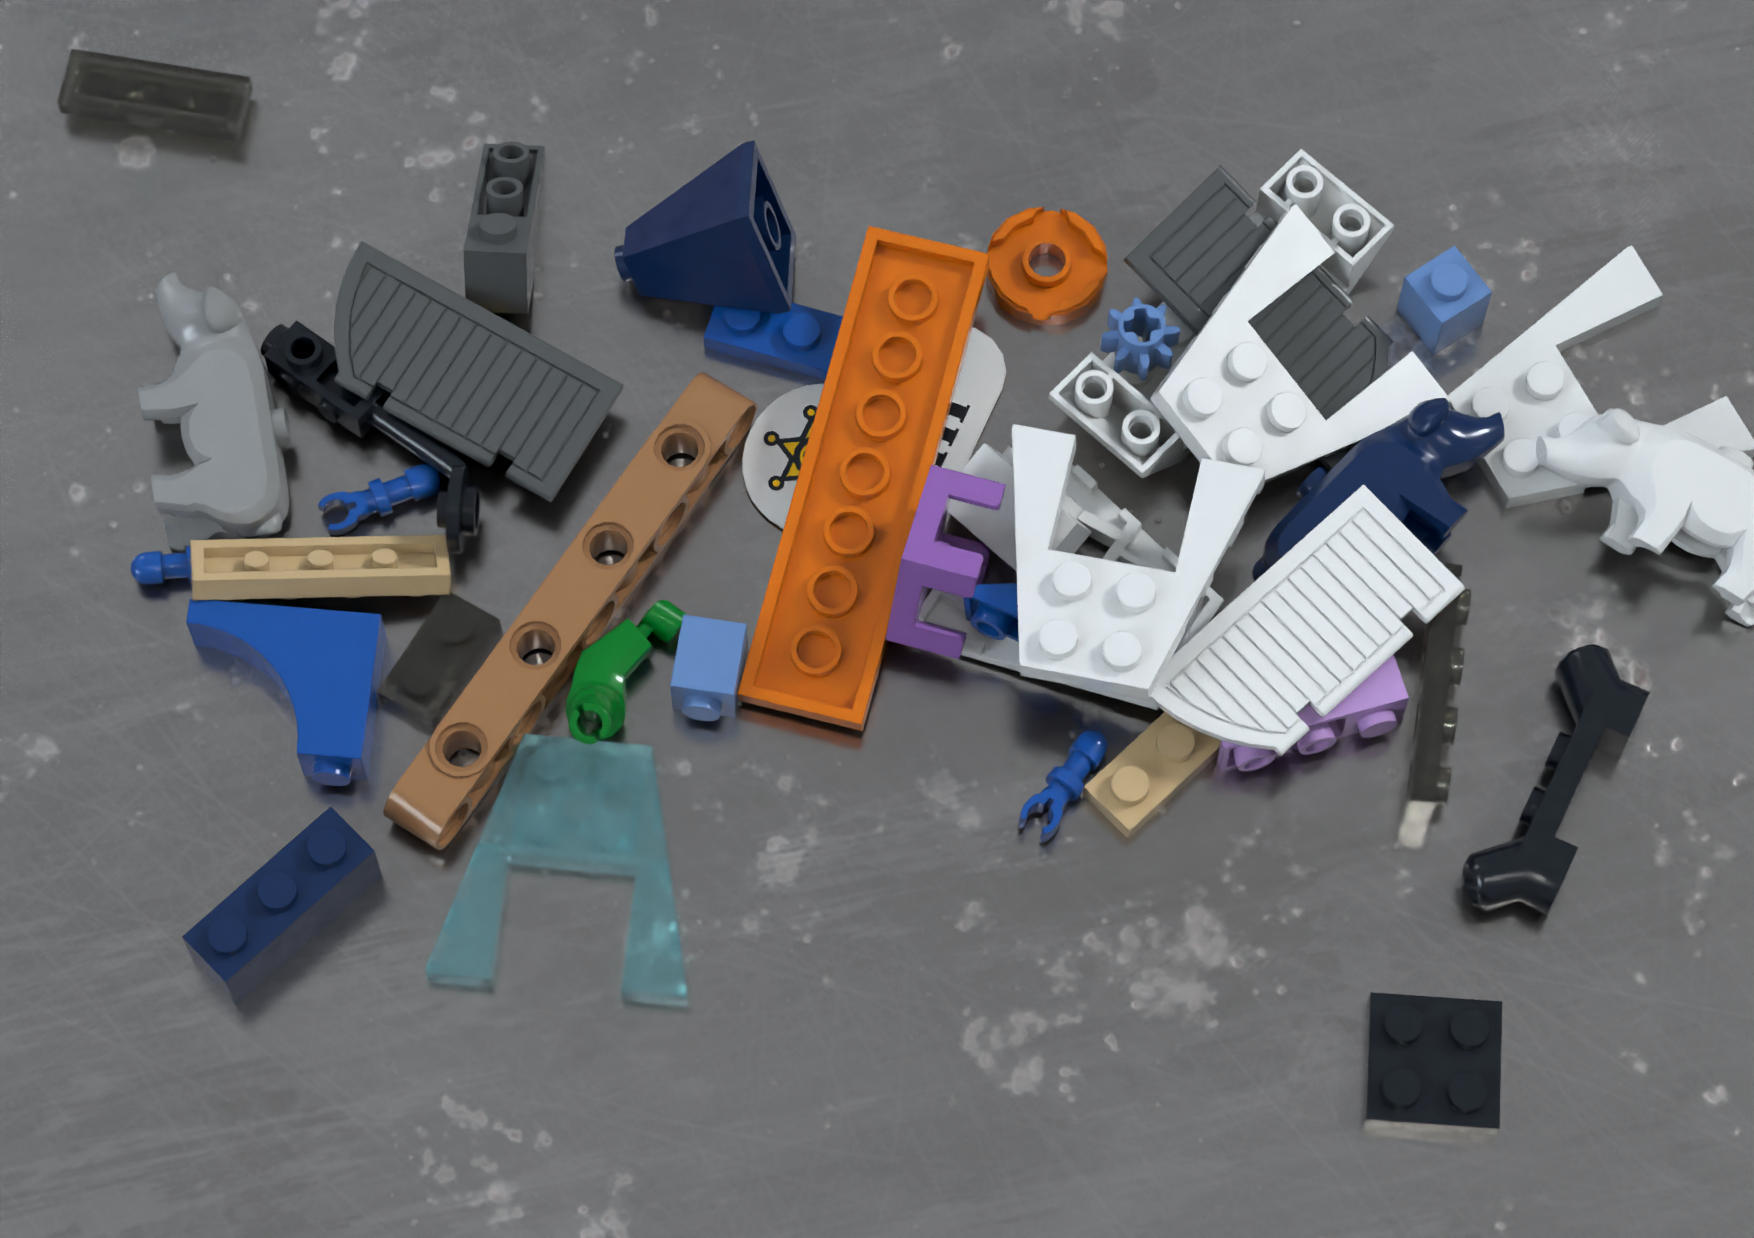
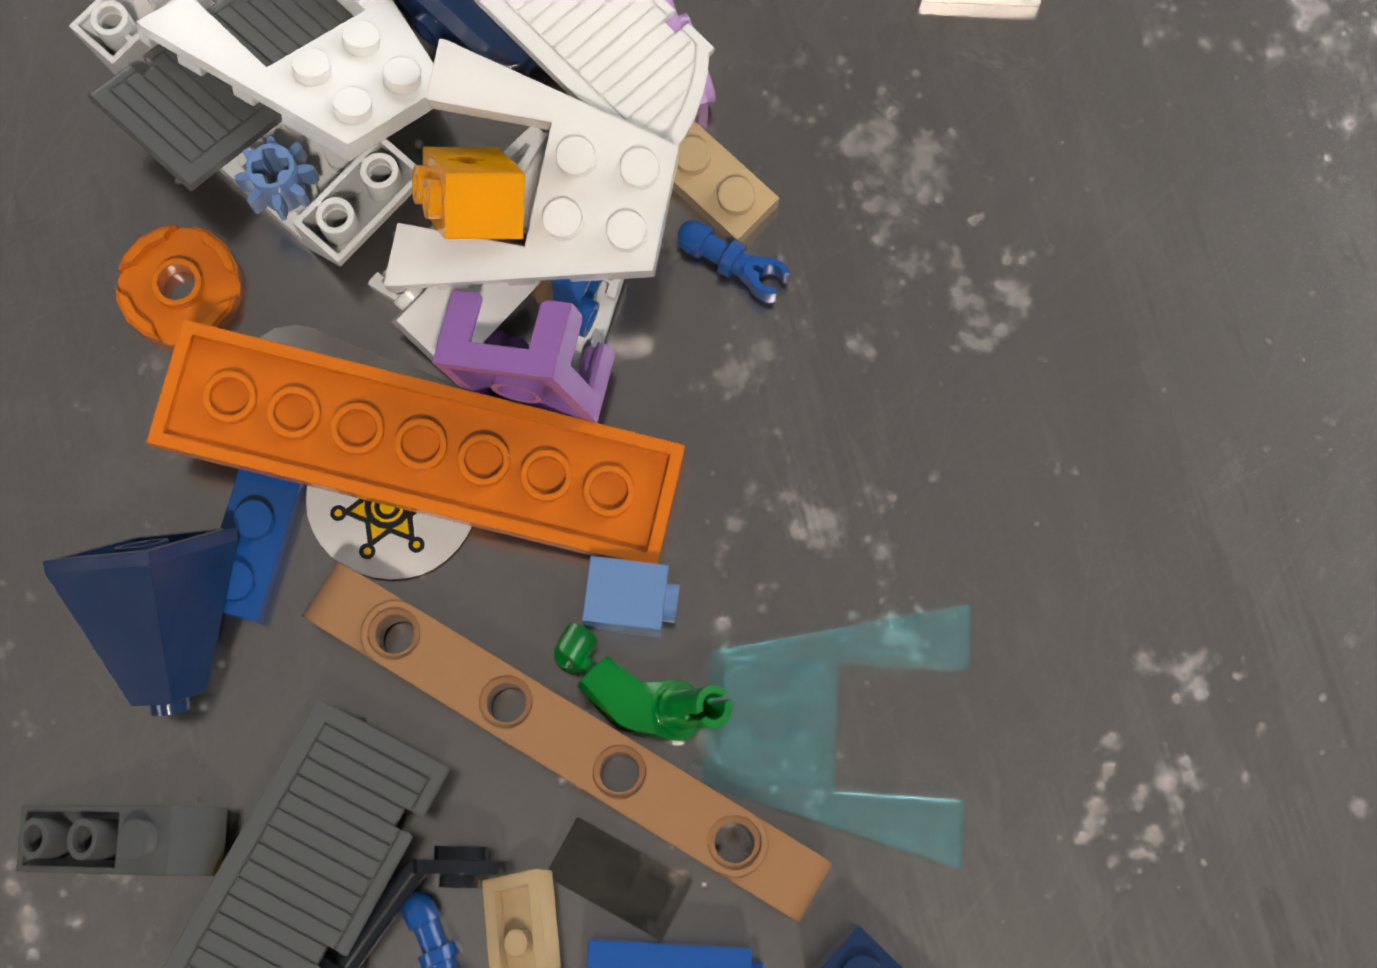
camera: 95 degrees left, 10 degrees up
(1107, 501) = (470, 192): none -> light orange brick

